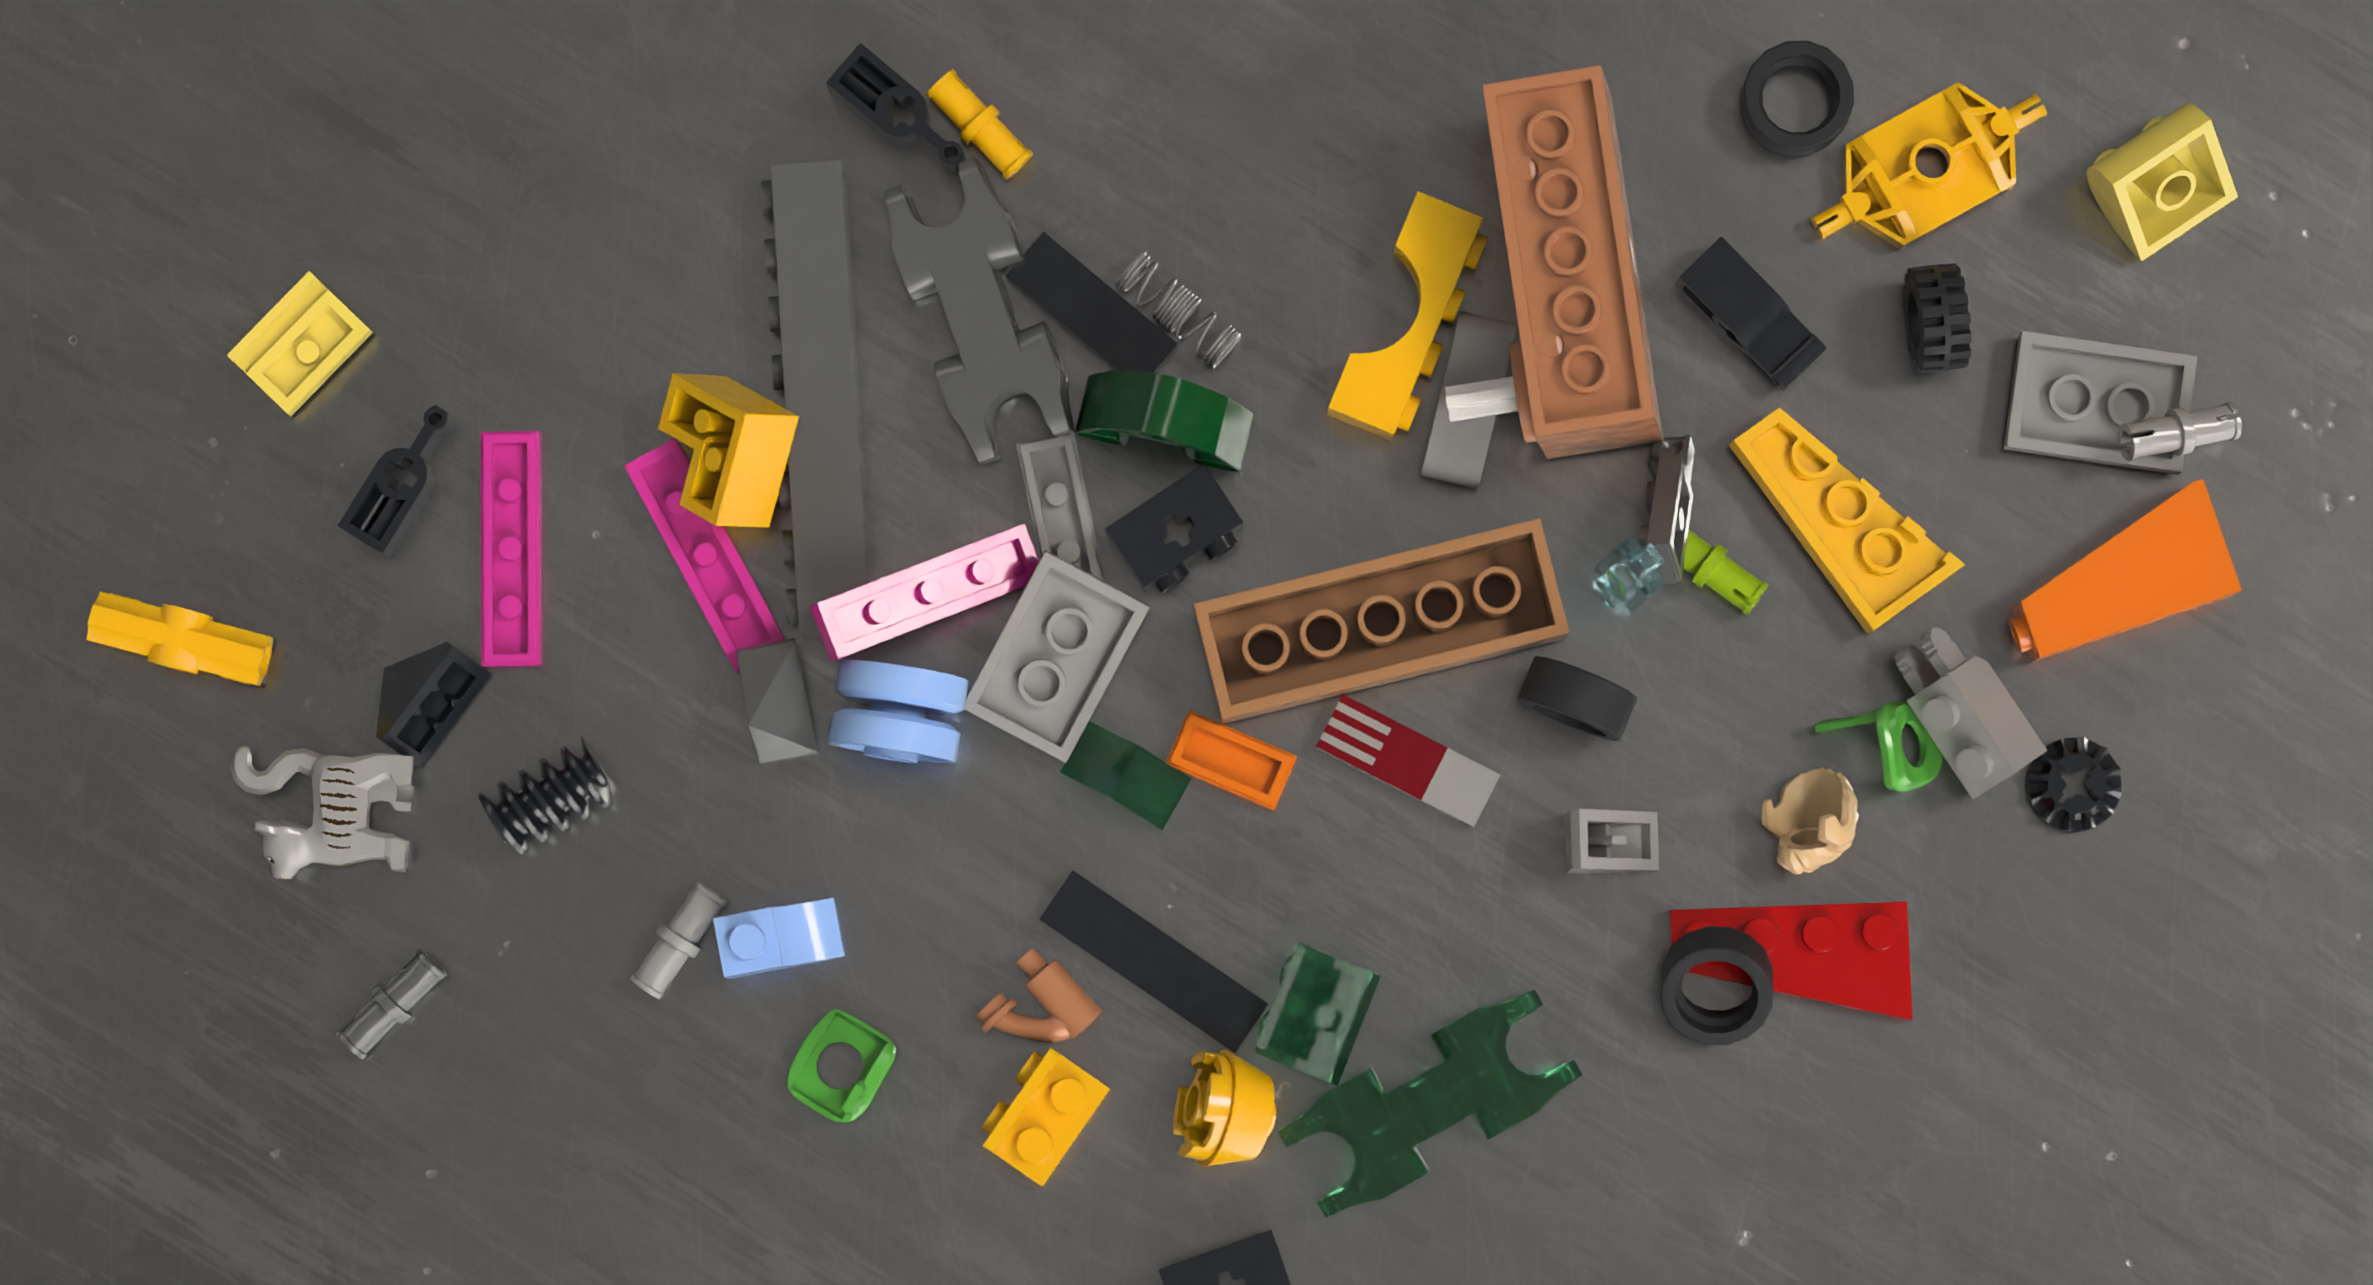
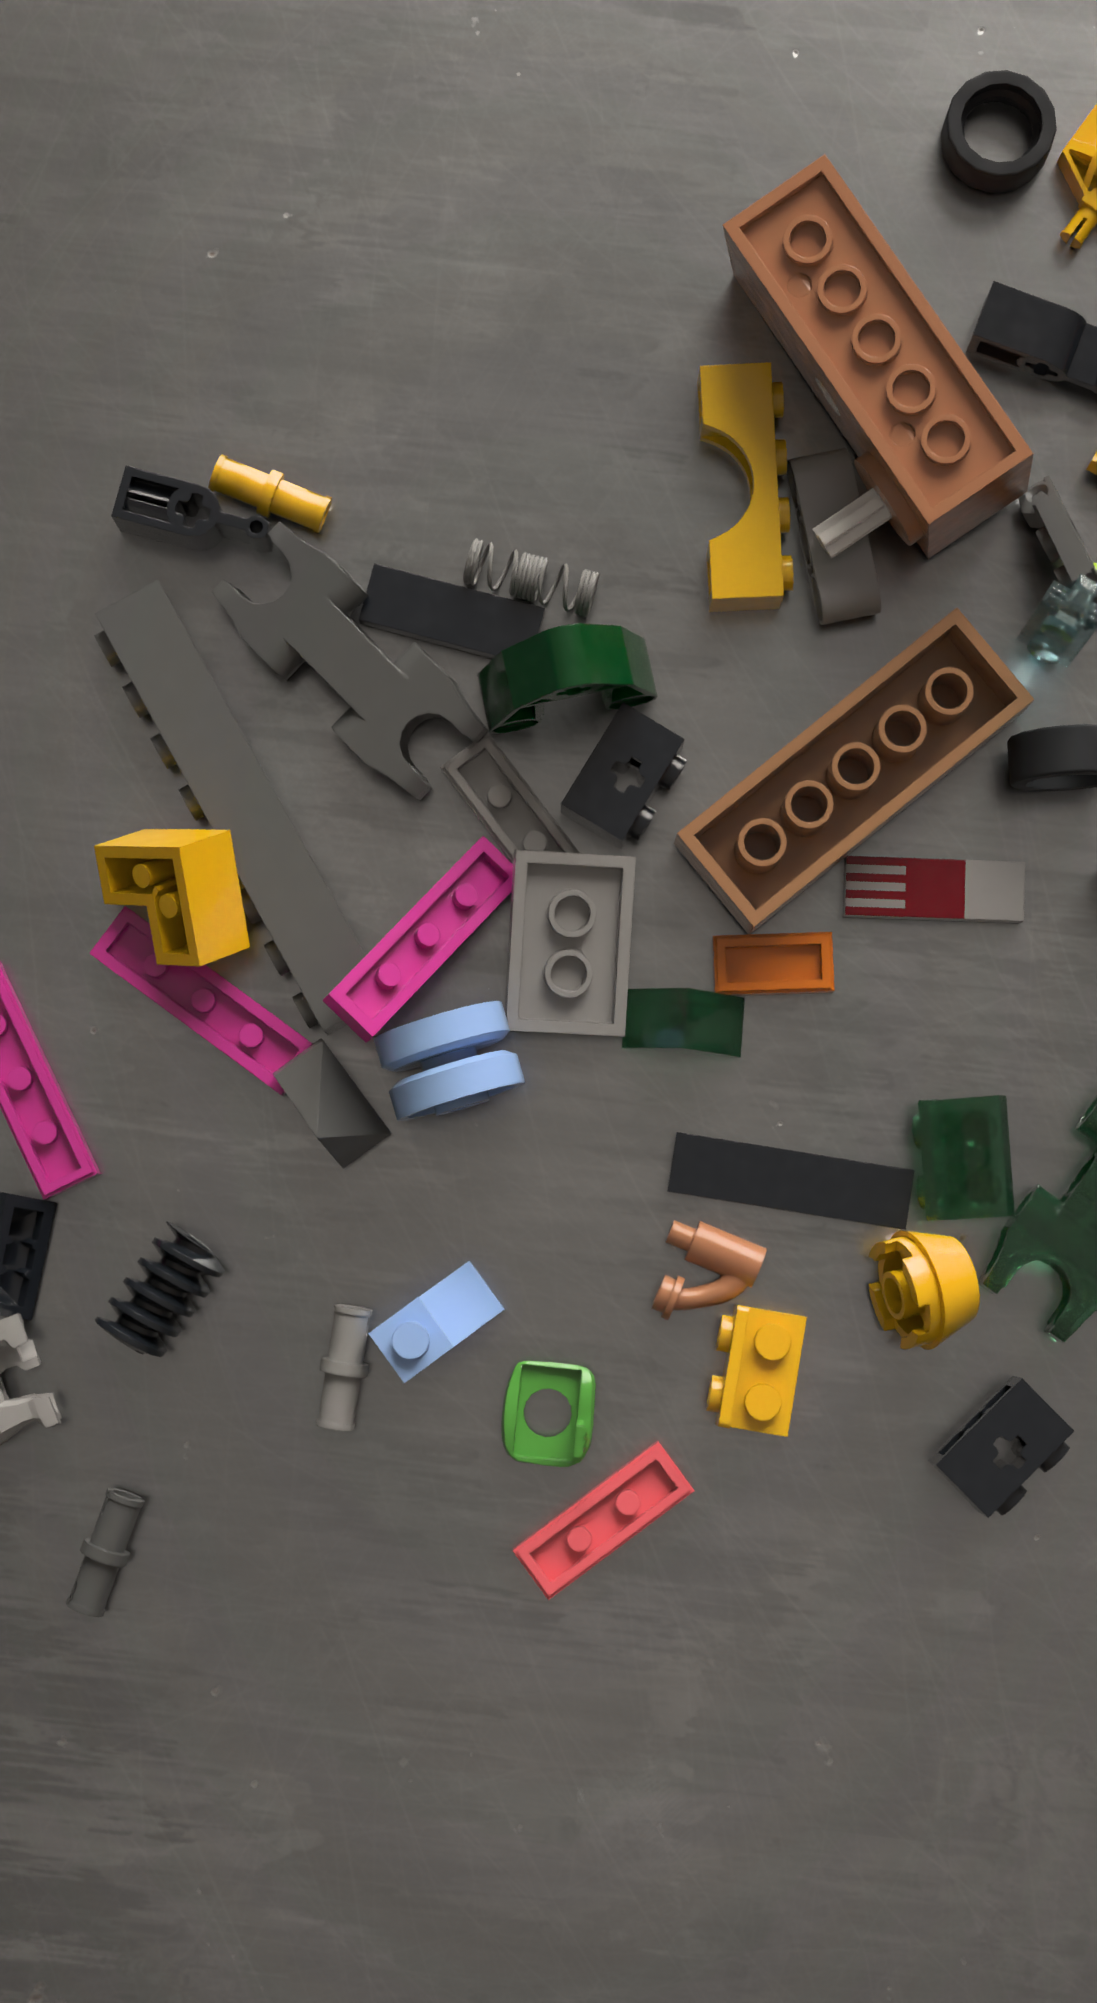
camera: 25 degrees left, 0 degrees up
(844, 1183) = (603, 1520): none -> coral tile

